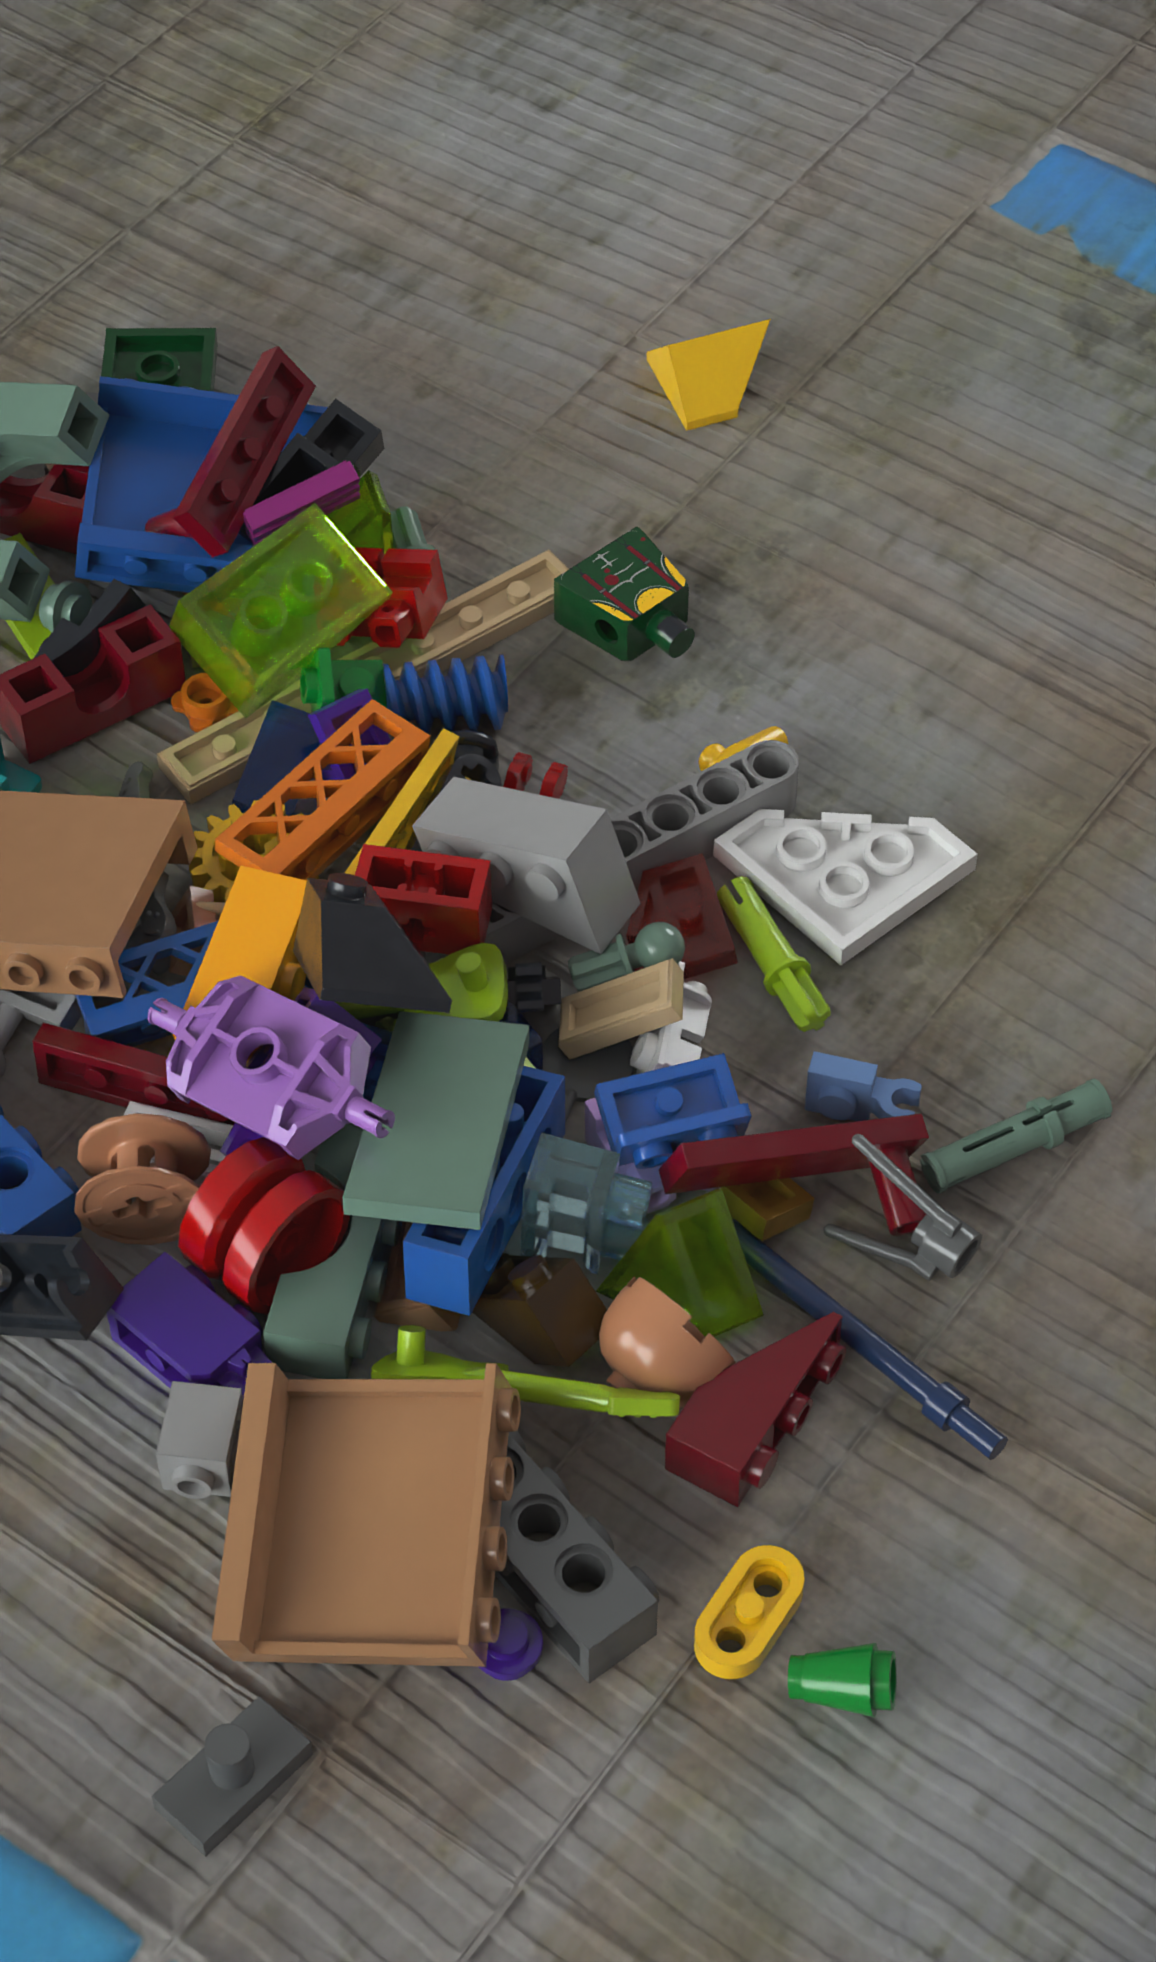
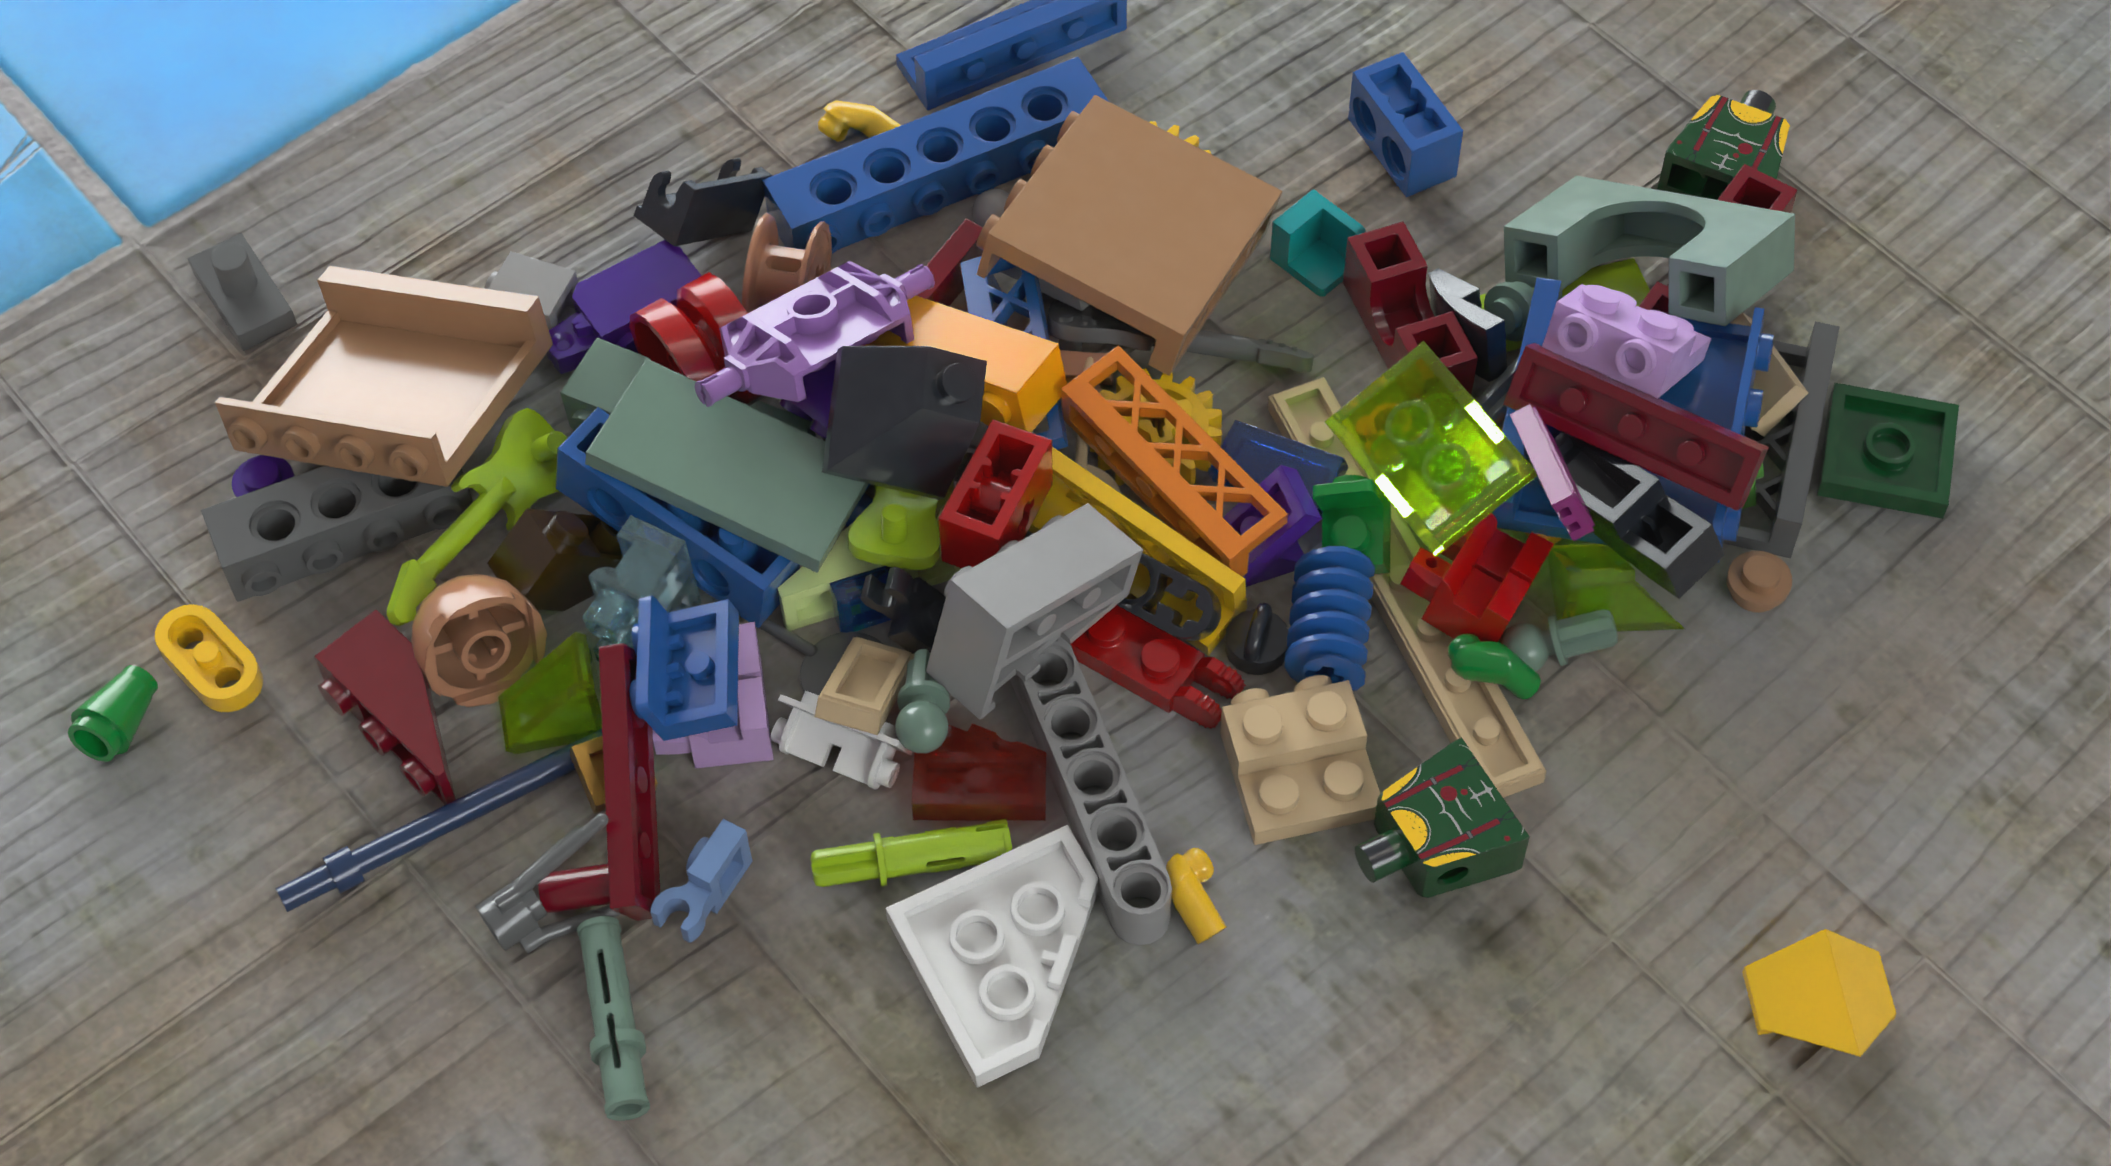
camera: 105 degrees right, 5 degrees up
(152, 460) = (1623, 340): none -> lavender plate
(461, 588) = (1492, 664): none -> green arm
(586, 707) = (1299, 759): none -> tan plate

